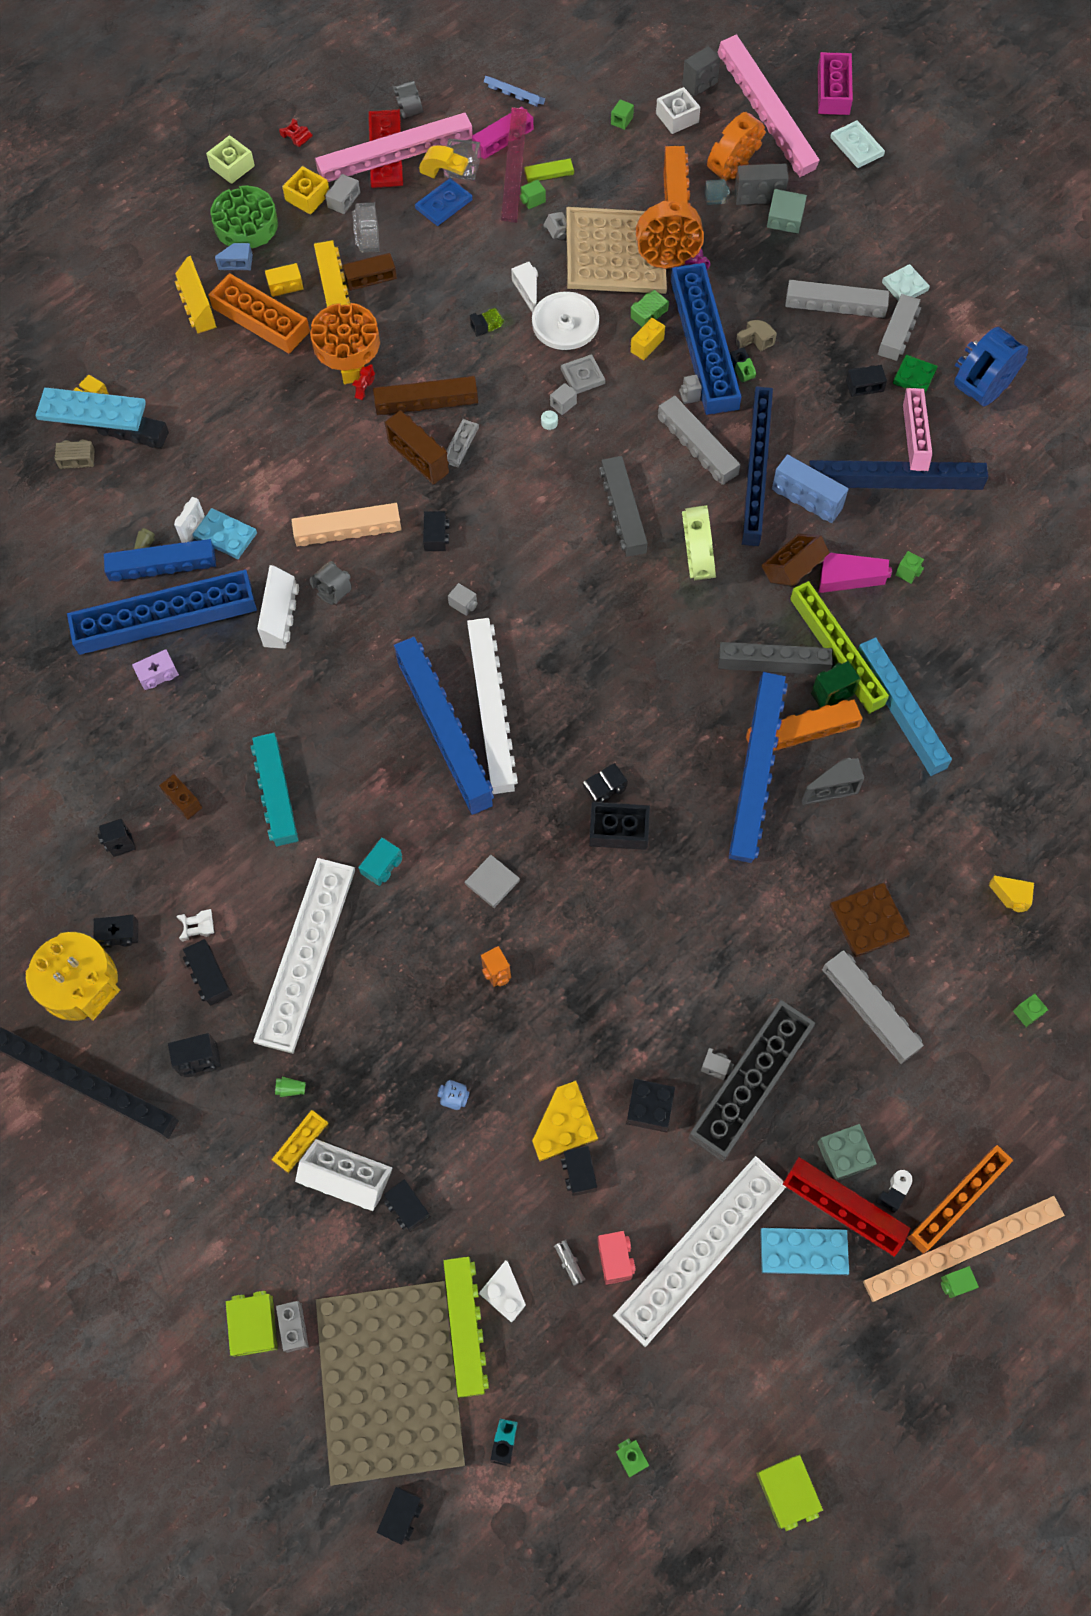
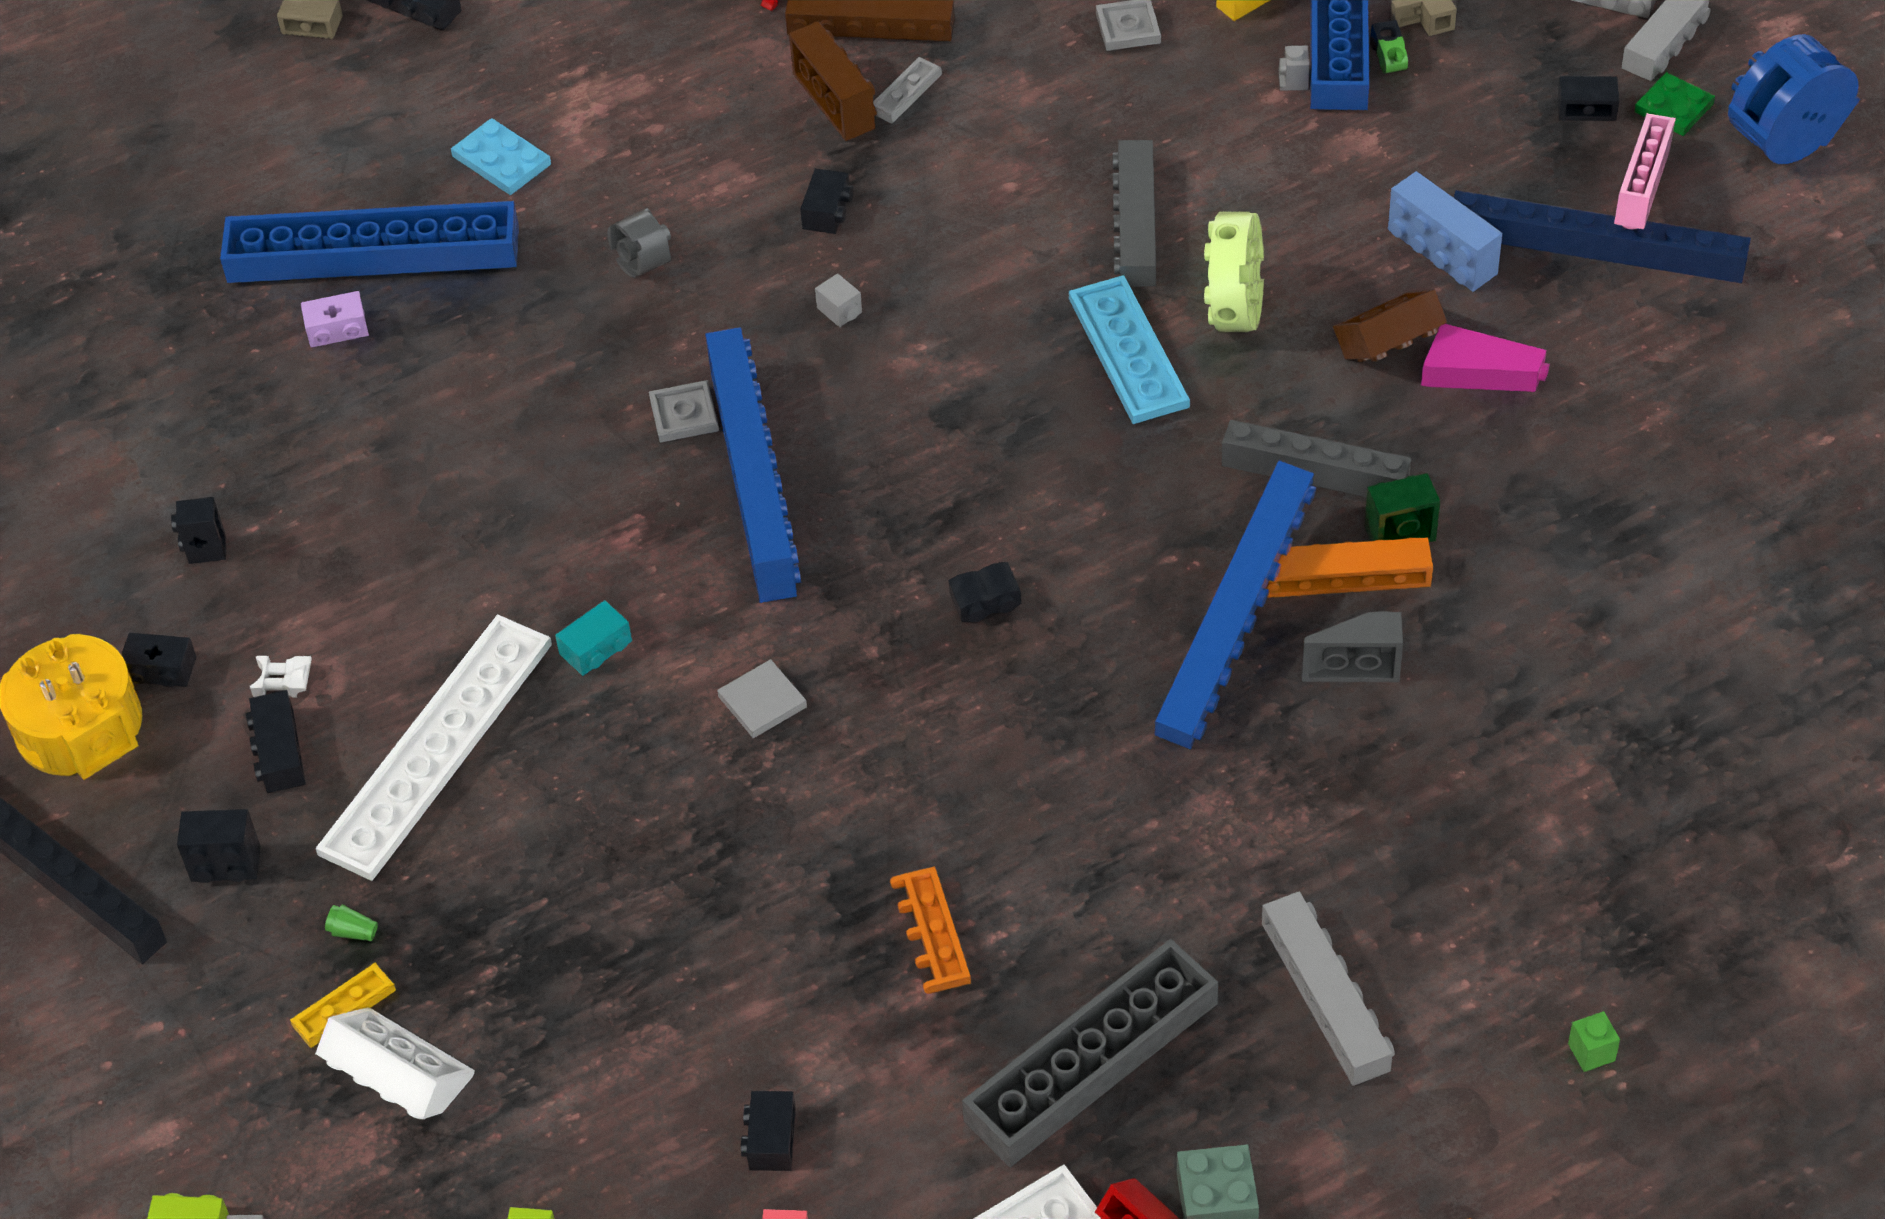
camera: 15 degrees right, 15 degrees down
(144, 539) = (374, 146): olive cone -> none
(159, 560) = (390, 174): blue brick -> none
(180, 796) = (315, 495): reddish brown brick -> none
(189, 520) = (450, 125): white plate -> none
(275, 790) = (462, 511): teal brick -> none
(277, 608) = (545, 264): white slope -> none
(346, 524) = (690, 170): light nougat brick -> none
(389, 692) = (683, 411): none -> light grey tile
(406, 1205) = (478, 1124): black brick -> none
(453, 1095) = (602, 982): medium blue head -> none
(490, 704) = (837, 455): white brick -> none
(496, 967) = (725, 811): orange brick -> none
(549, 420) = (1055, 79): light aqua piece -> none
(563, 399) = (1086, 52): light grey brick -> none
(564, 1124) = (767, 1058): yellow plate -> none
(619, 825) = (987, 651): black brick -> none
(637, 1015) = (934, 929): none -> orange hinge
(644, 601) = (1129, 349): none -> medium azure plate
(650, 1105) = (914, 1058): black brick -> none
(698, 440) = (1286, 141): light grey brick -> none
(717, 1065) = (1035, 1018): light grey brick -> none
(757, 467) = (1368, 189): dark blue brick -> none
(832, 636) = (1417, 439): lime brick -> none
(869, 920) = (1362, 864): reddish brown plate -> none
(906, 709) = (1510, 566): dark azure brick -> none
(910, 567) = (1580, 369): bright green brick -> none
(1013, 892) = (1616, 864): yellow slope -> none

